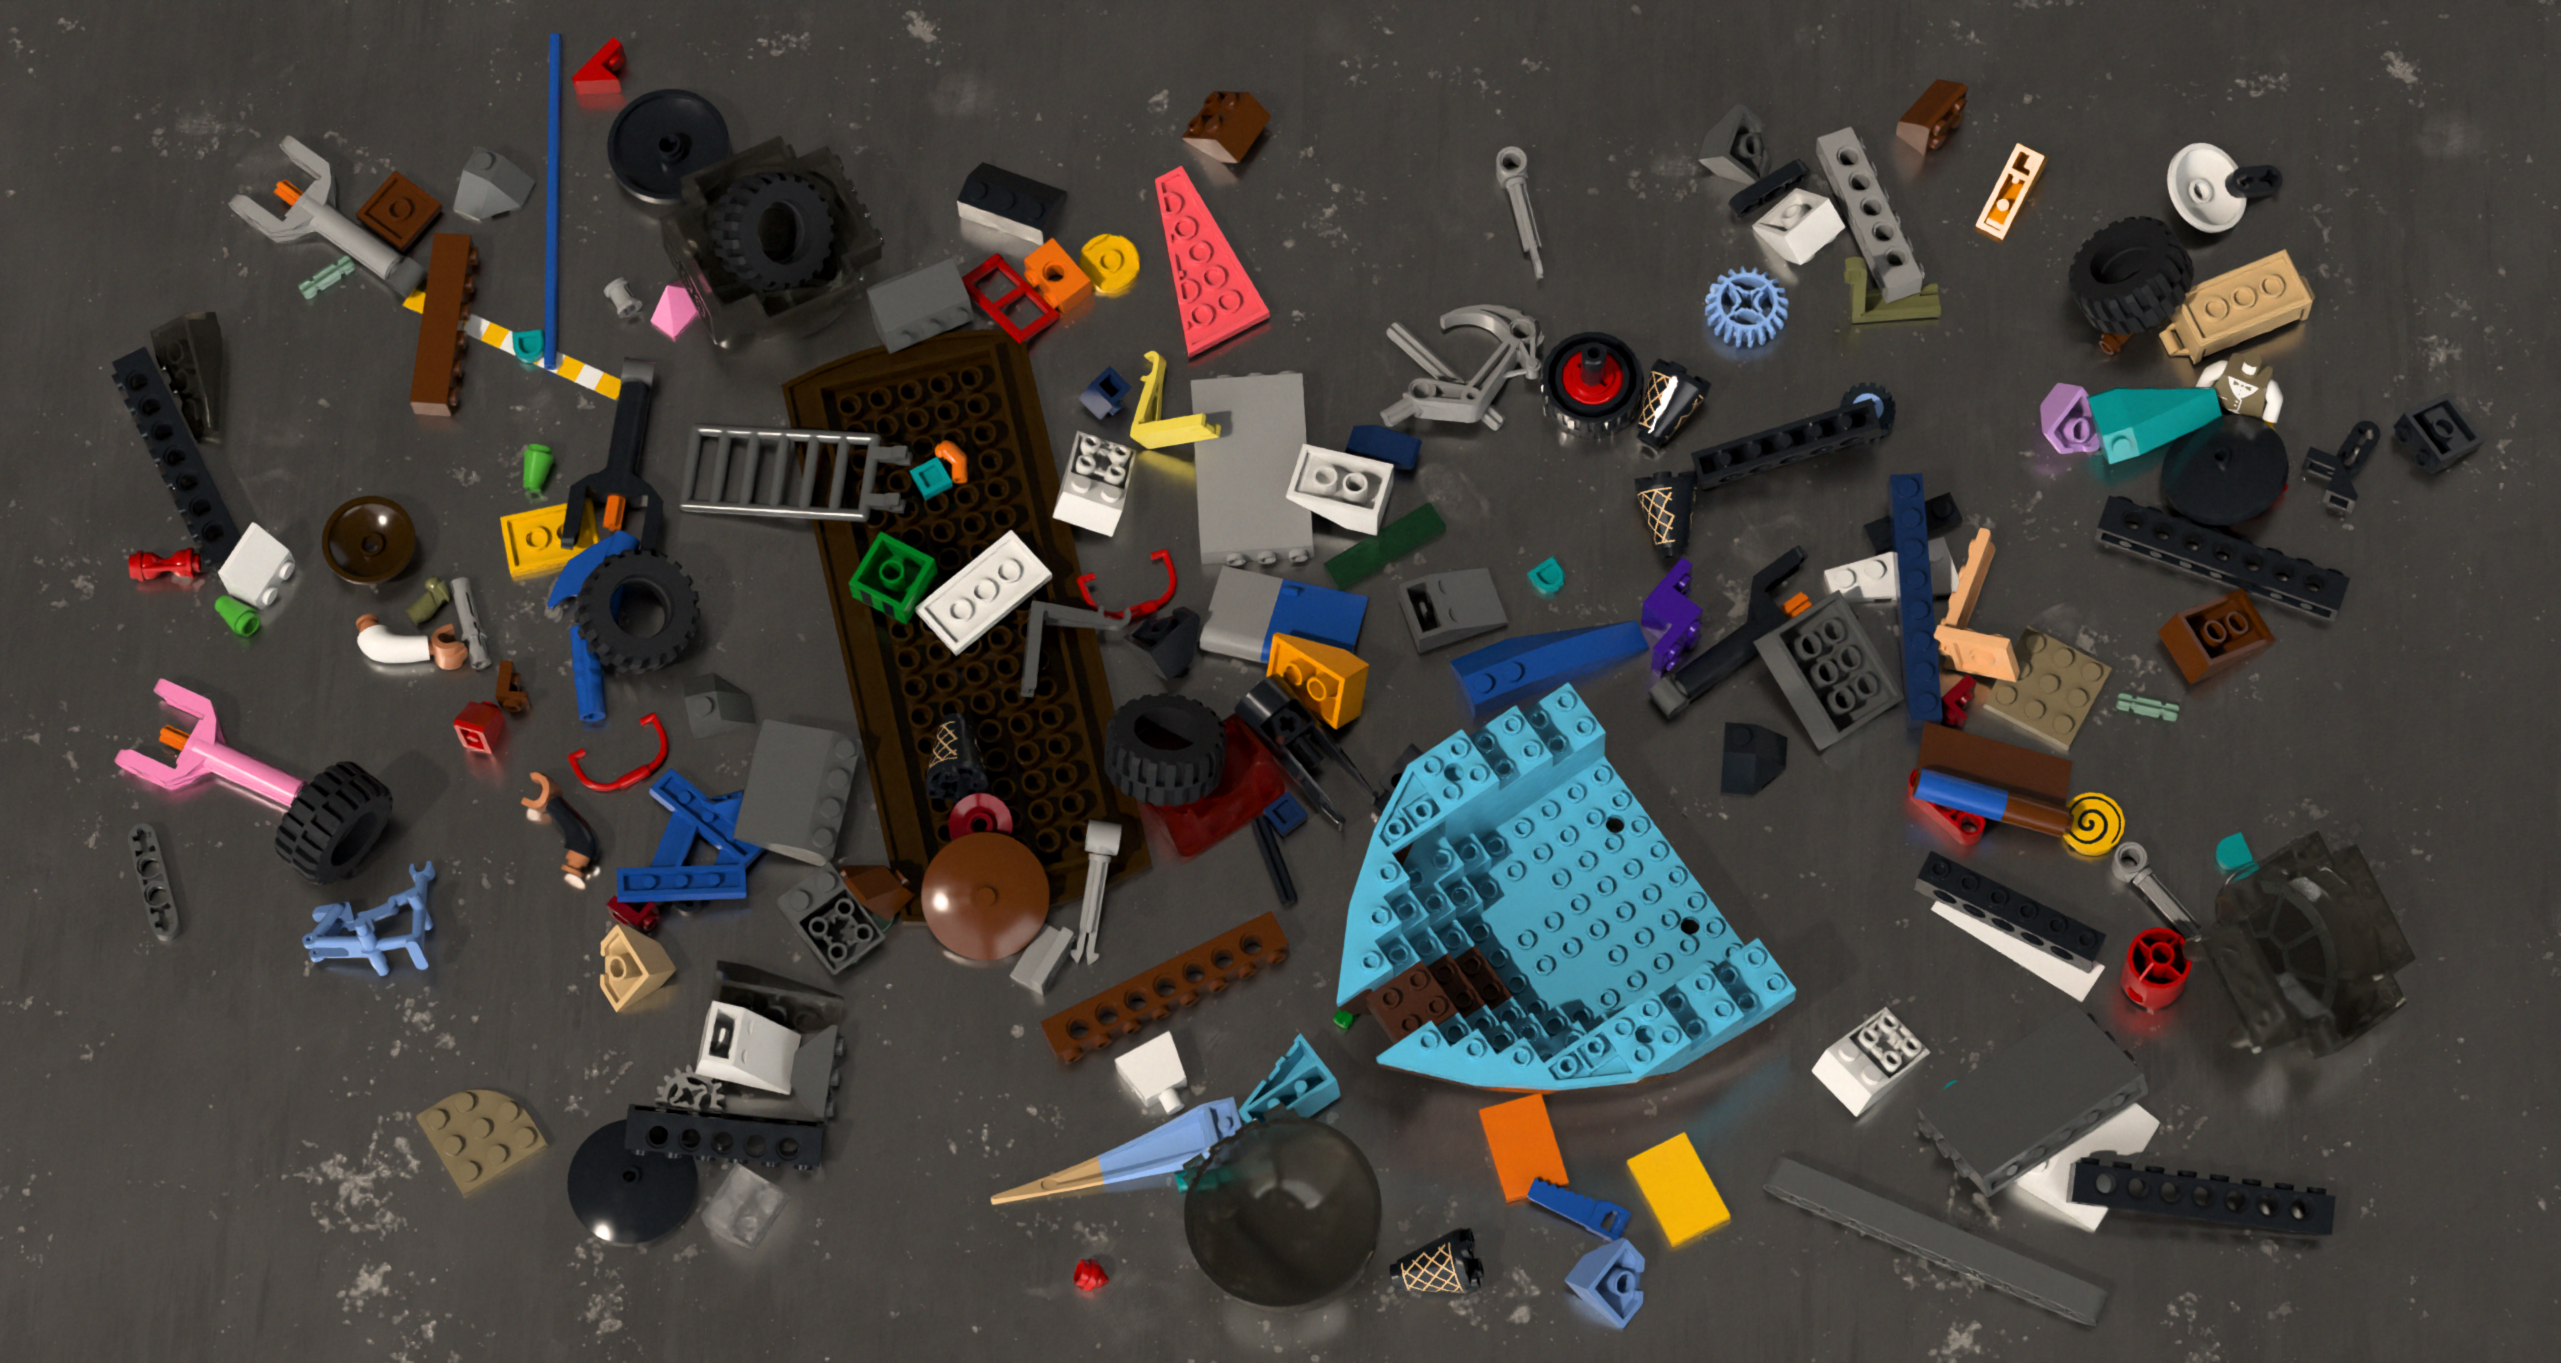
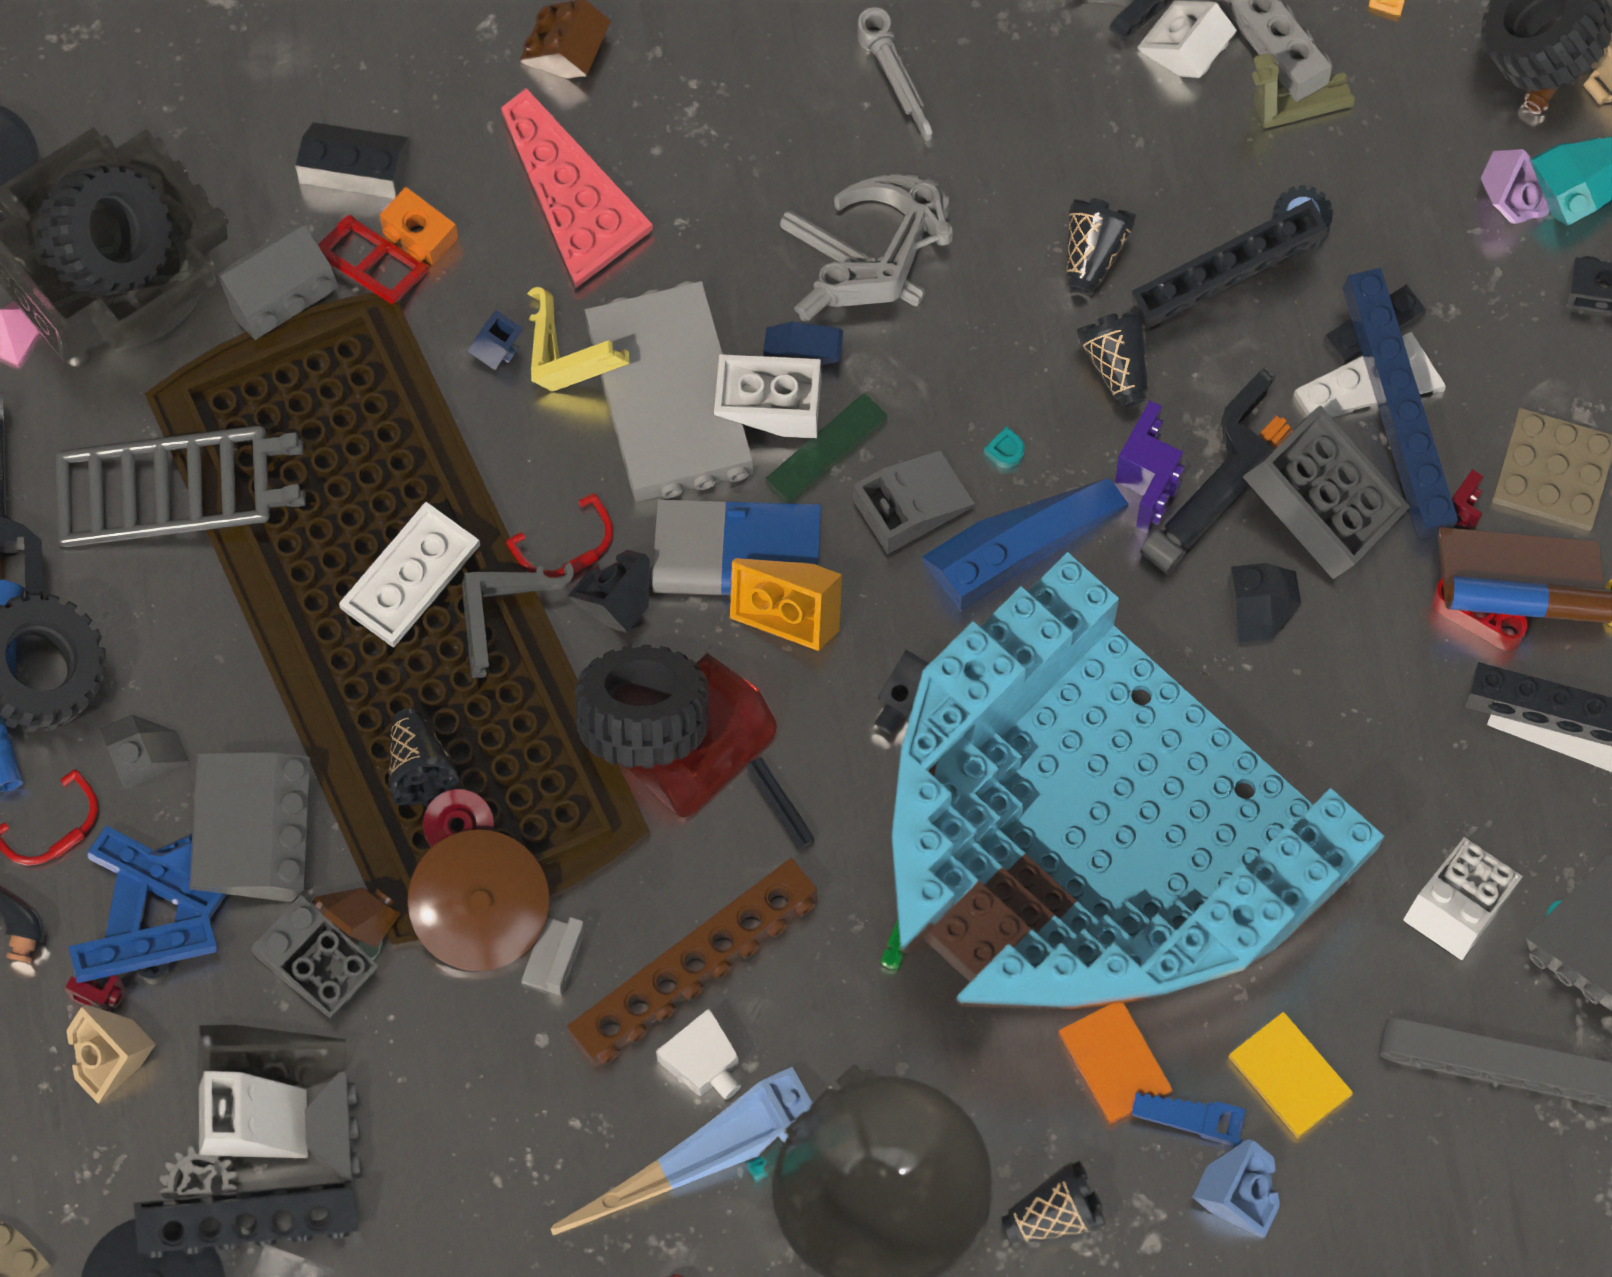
camera: 15 degrees left, 0 degrees up
(893, 577) = (309, 575): green brick -> none
(931, 478) = (327, 463): teal tile -> none
(958, 459) = (351, 436): orange arm -> none
(1095, 484) = (504, 438): white slope -> none
(1102, 840) = (594, 815): light grey piece -> none
(1110, 263) = (471, 203): yellow tile -> none
(1268, 708) = (743, 641): black piece -> none
(1285, 814) = (782, 751): dark blue plate -> none
(1297, 1082) = (859, 1036): medium azure wedge -> none
(1592, 385) = (1009, 240): black wheel -> none
(1760, 289) = (1149, 113): light blue gear -> none
(1962, 646) = (1465, 442): light nougat bracket -> none

